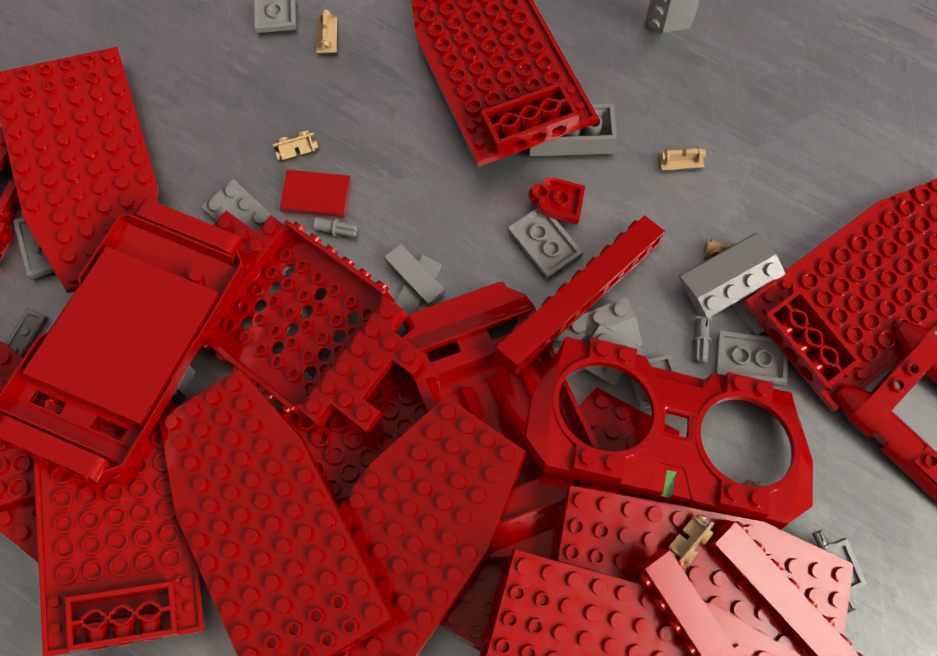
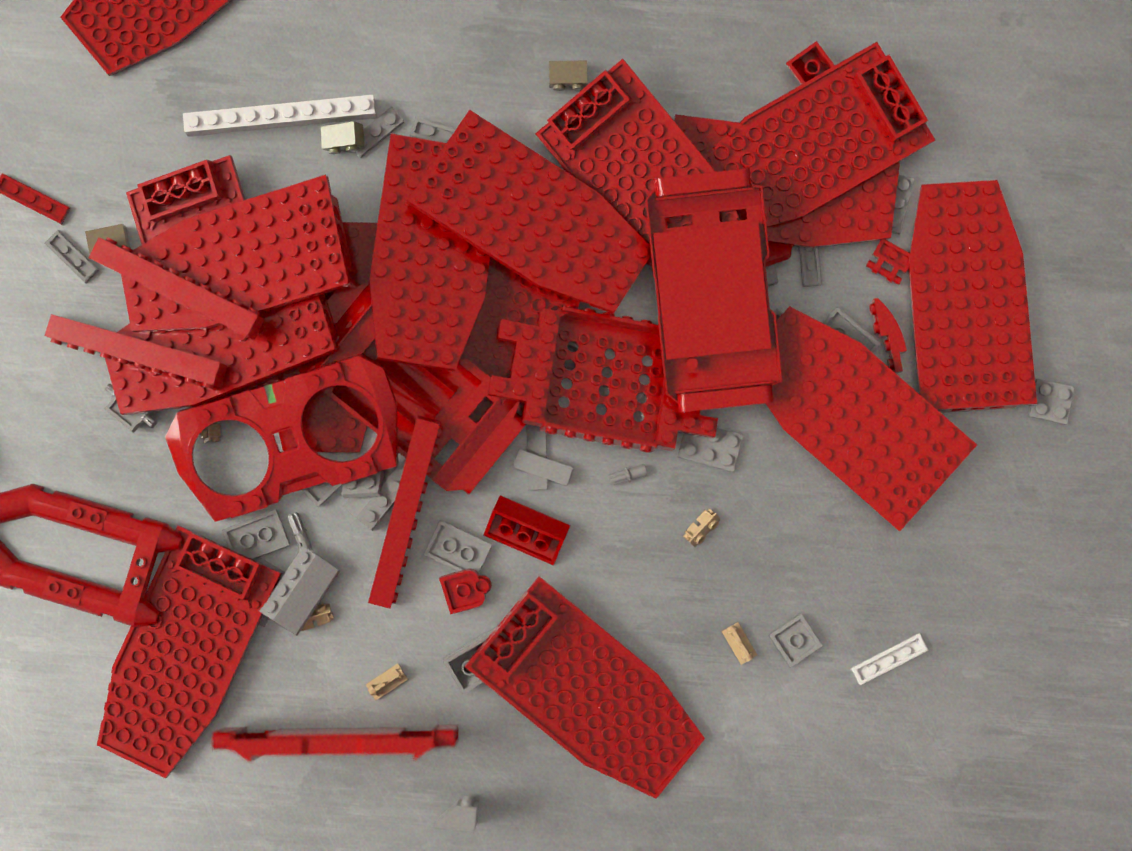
camera: 145 degrees right, 15 degrees up
(315, 193) = (661, 495): red tile -> none
(464, 225) = (526, 530): none -> red slope
(698, 533) = (238, 351): tan hinge -> none
(771, 99) = (333, 741): none -> red piece

